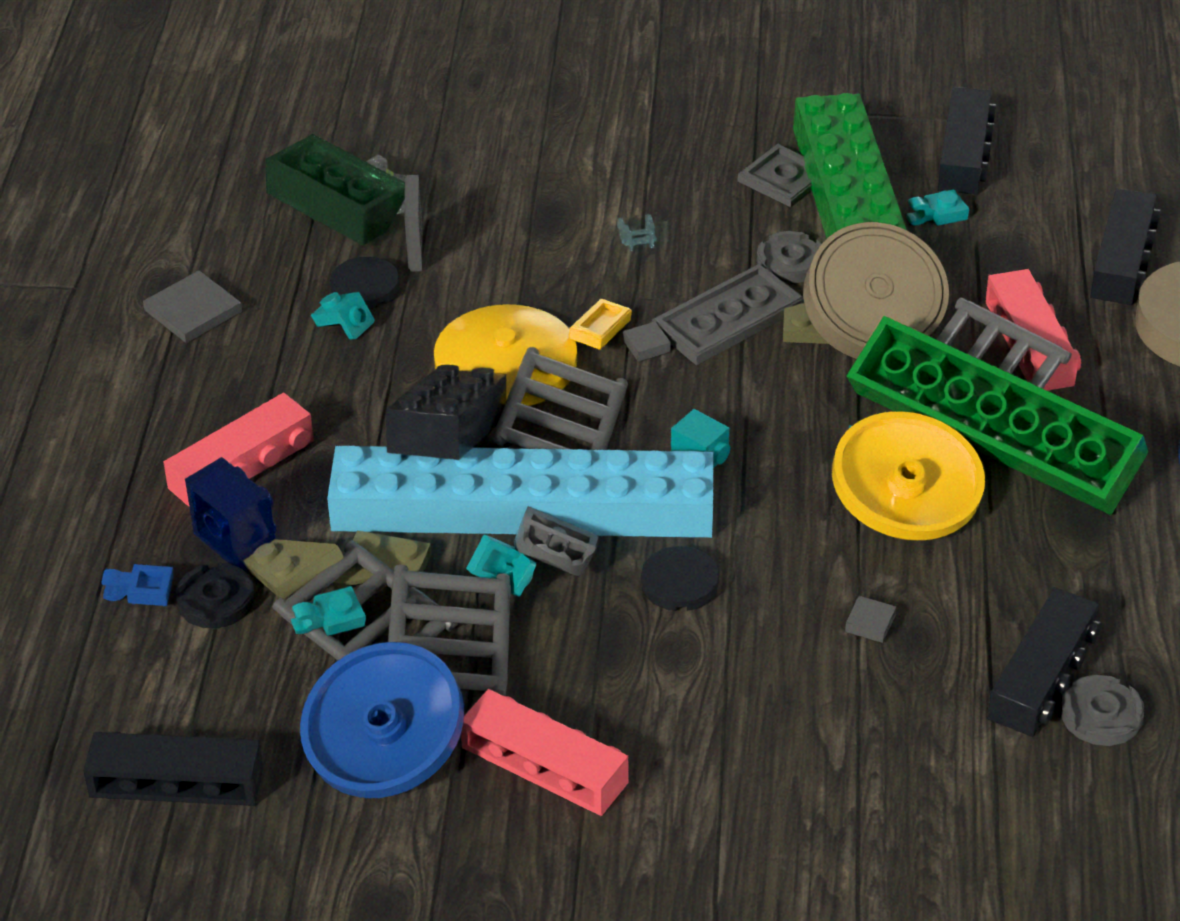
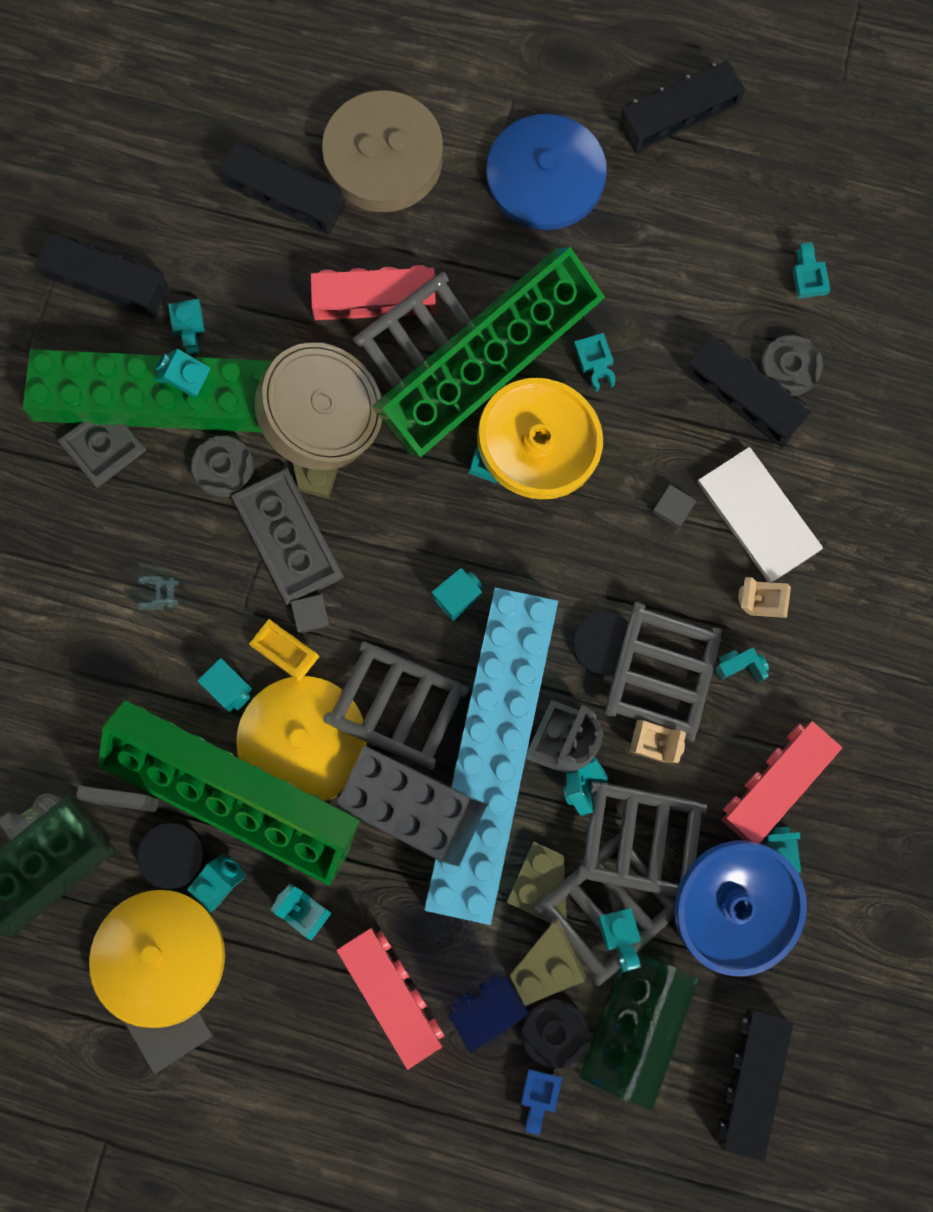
camera: 80 degrees left, 35 degrees up
(225, 659) = (639, 1031): none -> clear green slope
(258, 284) = (157, 959): none -> yellow dish
(325, 372) = (300, 911): none -> teal bracket
(434, 293) = (227, 792): none -> green brick
(464, 769) = (785, 844): none -> teal bracket
(551, 286) = (226, 686): none -> teal brick
(569, 629) = (657, 742): none -> tan bracket
(674, 671) = (703, 667): none -> dark grey bar
(687, 697) = (734, 662): none -> teal bracket
(777, 704) = (764, 598): none -> tan bracket
(869, 179) = (182, 372): none -> teal bracket
(887, 701) = (759, 515): none -> white tile
(1032, 518) = (595, 357): none -> teal plate

